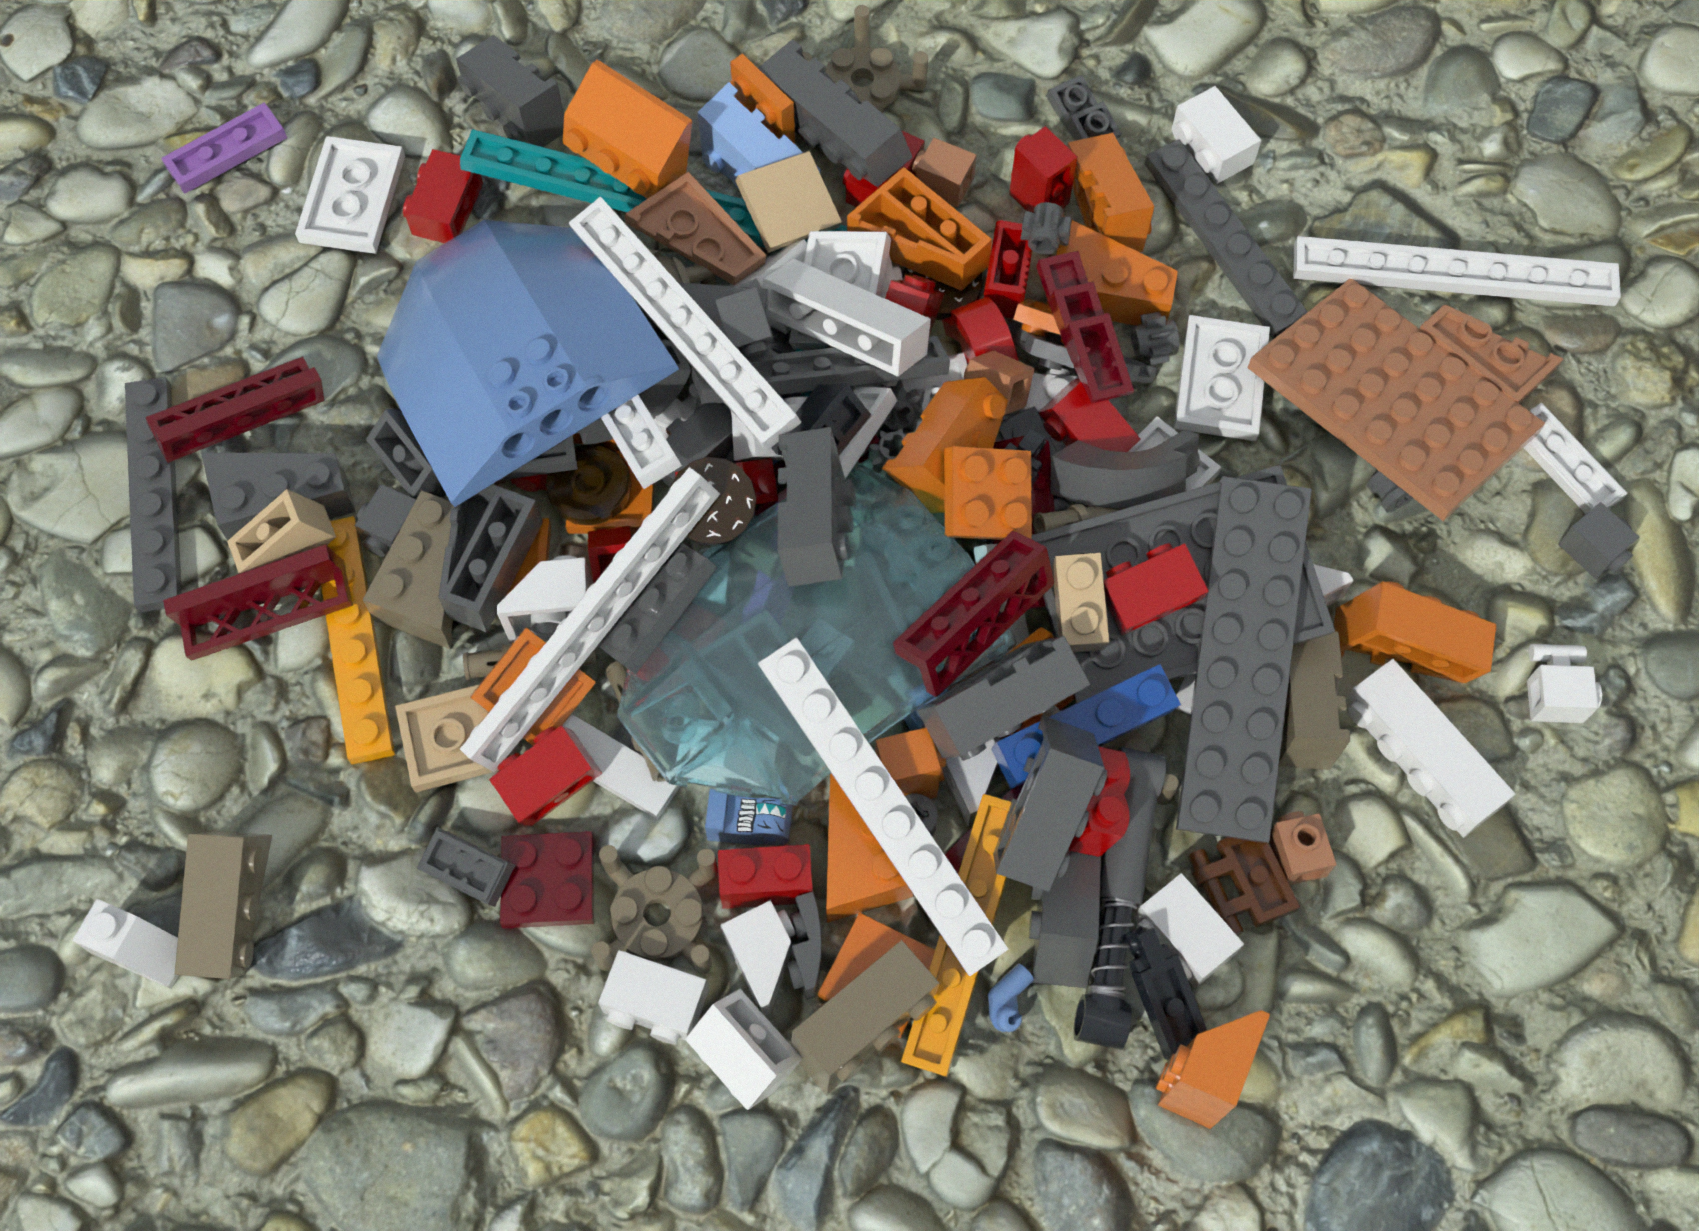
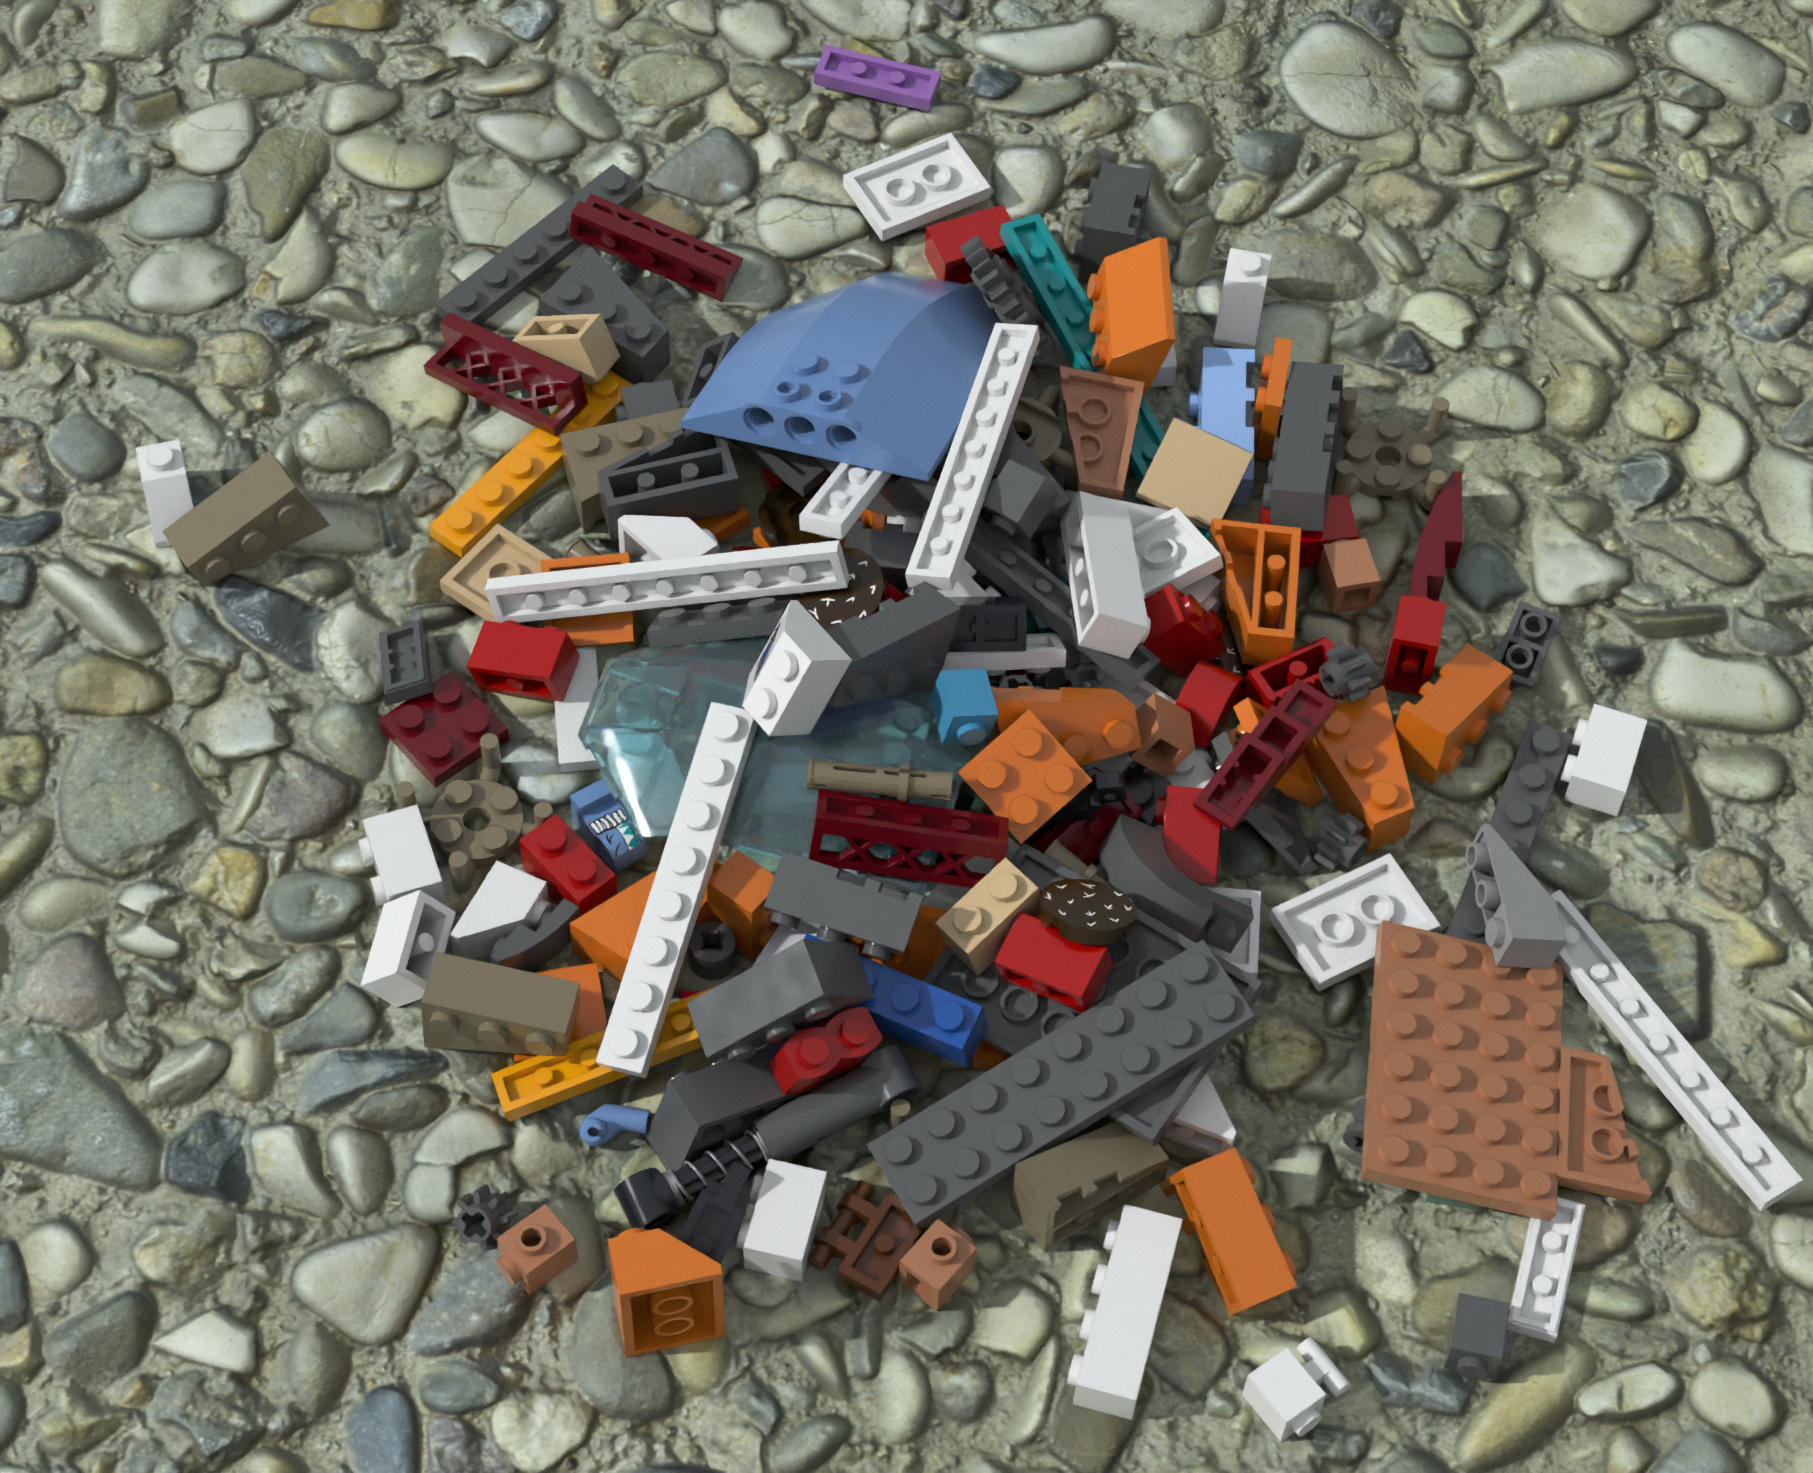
camera: 50 degrees right, 10 degrees down
(523, 201) = (1006, 292): none -> dark grey gear
(650, 62) = (1242, 299): none -> white slope
(791, 585) = (794, 675): none -> white slope
(905, 489) = (963, 706): none -> dark azure brick
(935, 580) = (880, 780): none -> dark tan pin
(961, 102) = (1439, 541): none -> dark red slope
(1029, 1155) = (484, 1216): none -> dark grey gear
(1083, 1135) = (536, 1250): none -> nougat brick
(1140, 535) = (1087, 911): none -> dark brown tile
(1299, 268) = (1516, 908): none -> light grey slope

